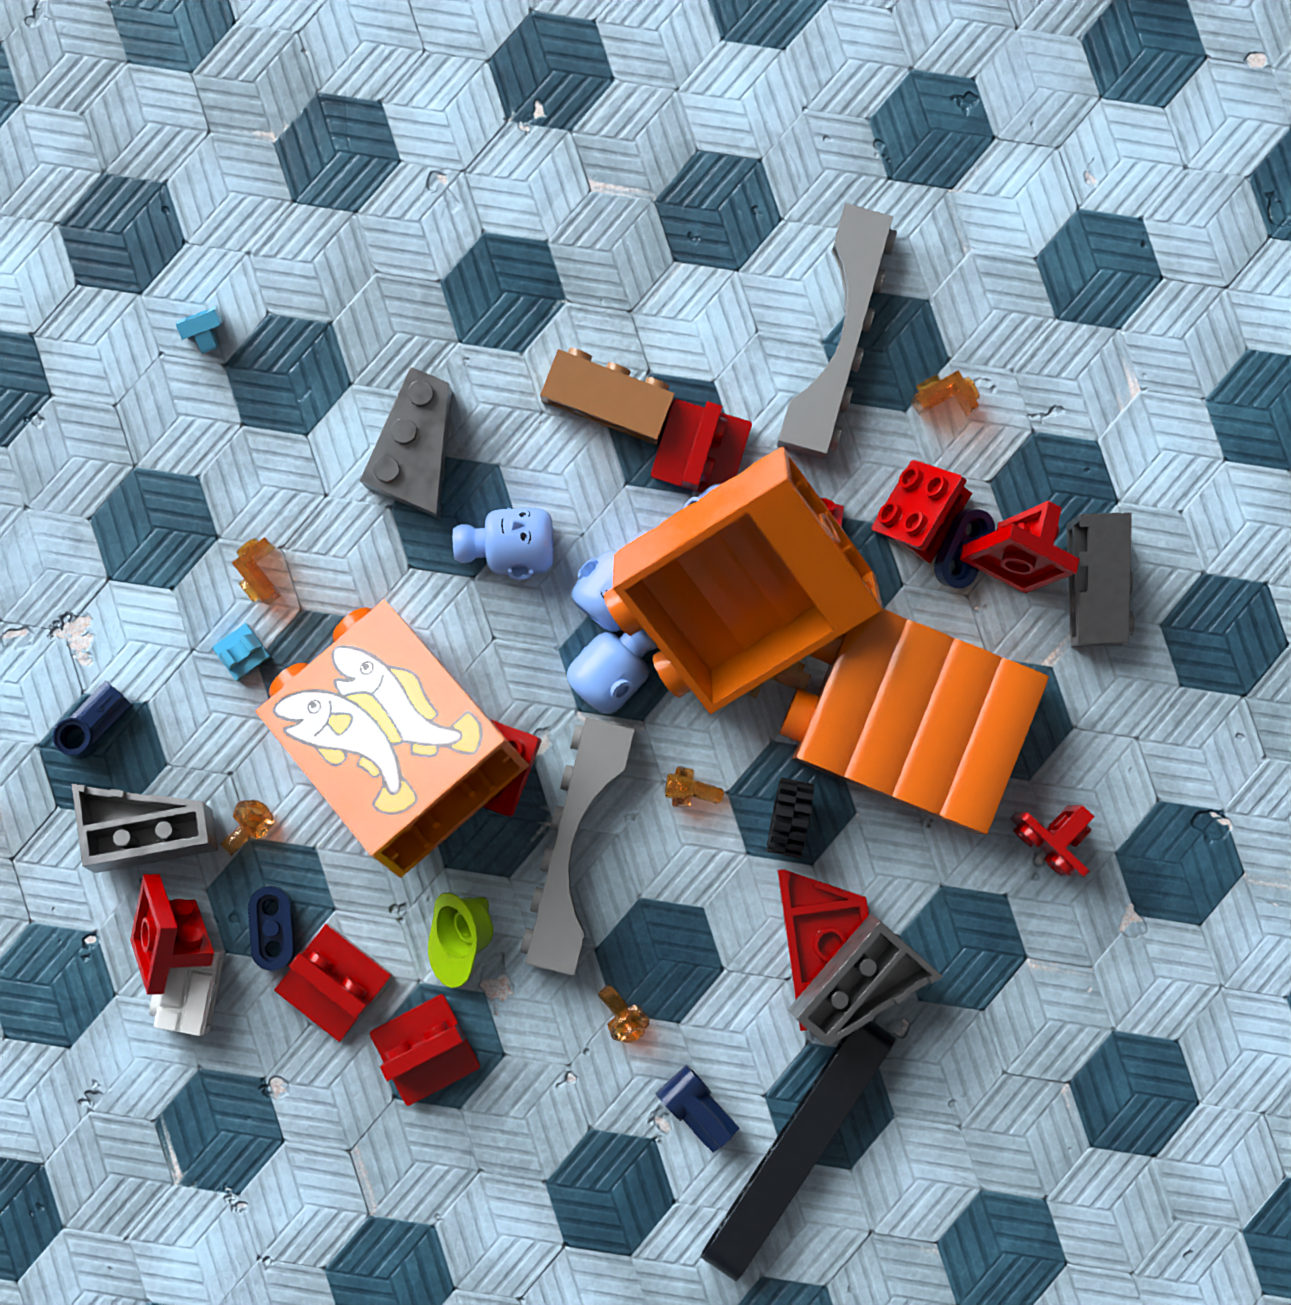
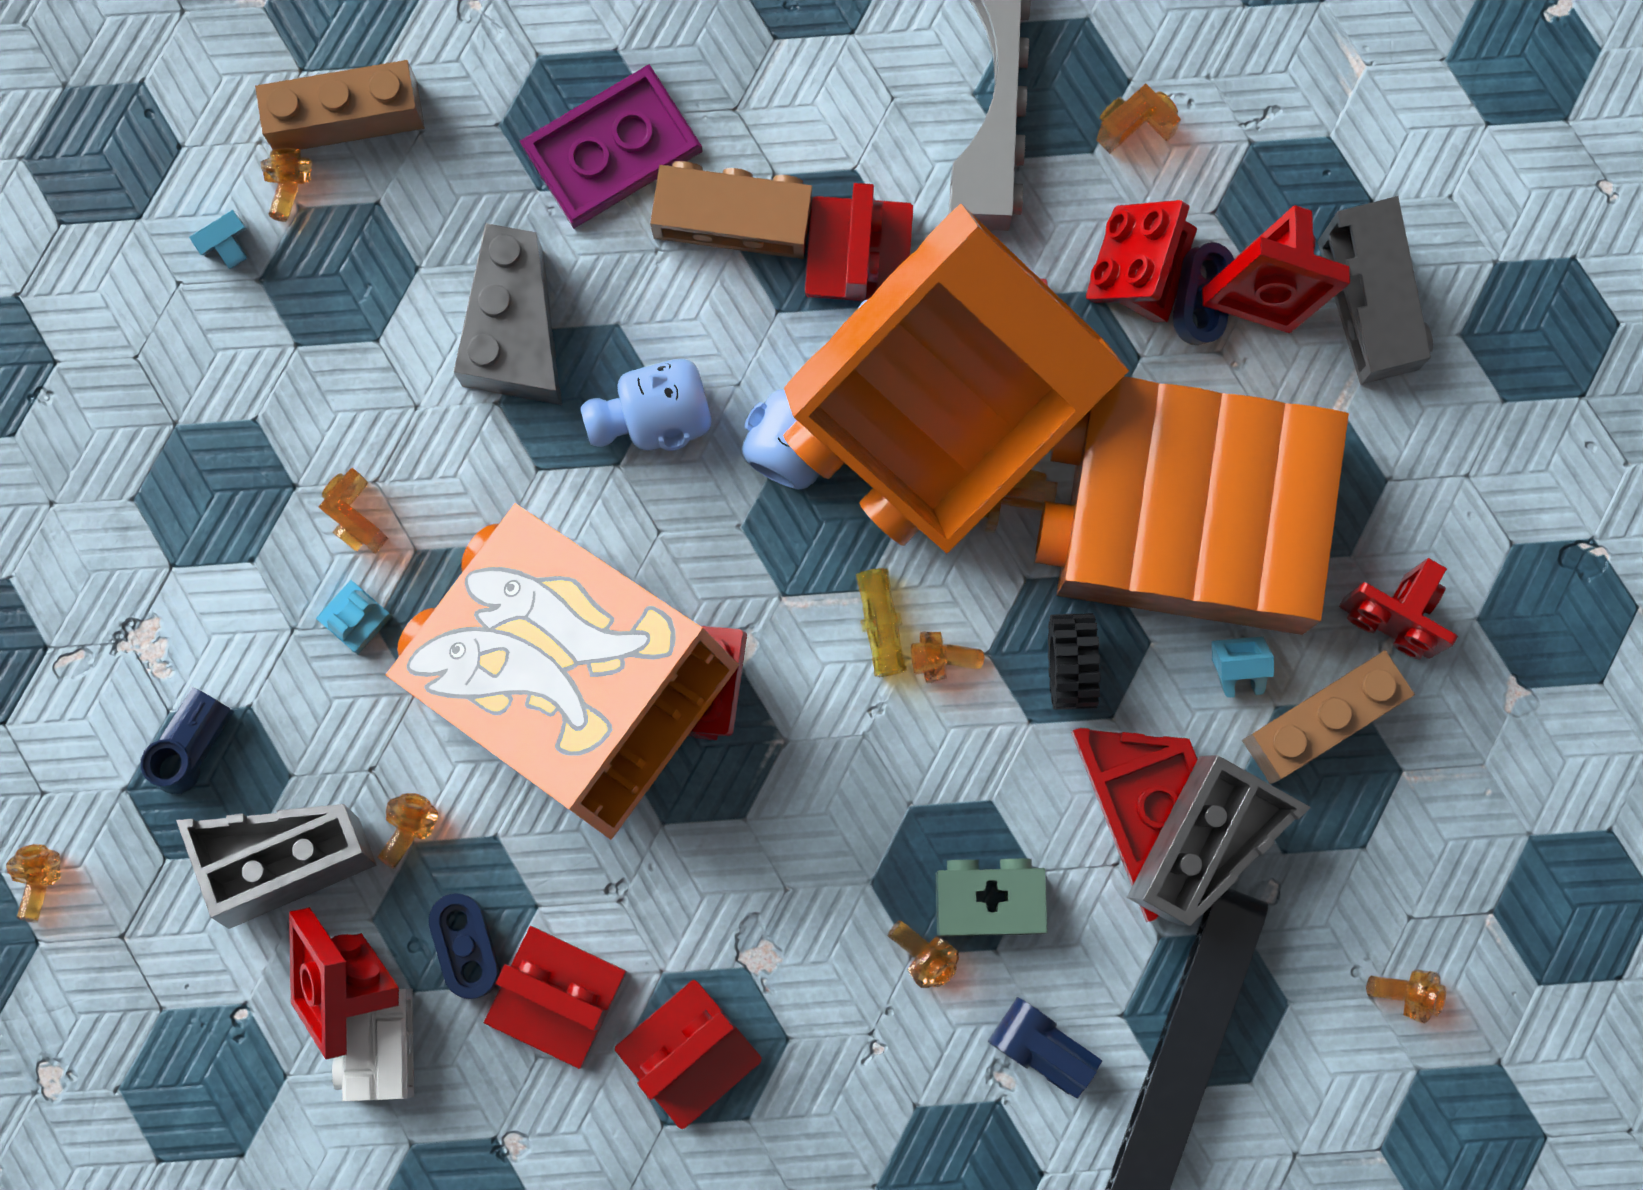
camera: 10 degrees left, 5 degrees down
(265, 283) = (287, 170): none -> clear orange plate
(316, 242) = (340, 106): none -> medium nougat brick
(457, 935) = (696, 900): lime piece -> none
(524, 320) = (610, 146): none -> magenta tile
(557, 930) = (823, 648): light grey arch -> none
(610, 669) = (813, 530): light blue piece -> none
(649, 750) = (881, 622): none -> clear yellow pin
(701, 1003) = (1019, 914): none -> sand green brick
(922, 845) = (1243, 660): none -> medium azure tile
(977, 905) = (1328, 717): none -> medium nougat brick
(997, 1133) = (1422, 993): none -> clear orange plate

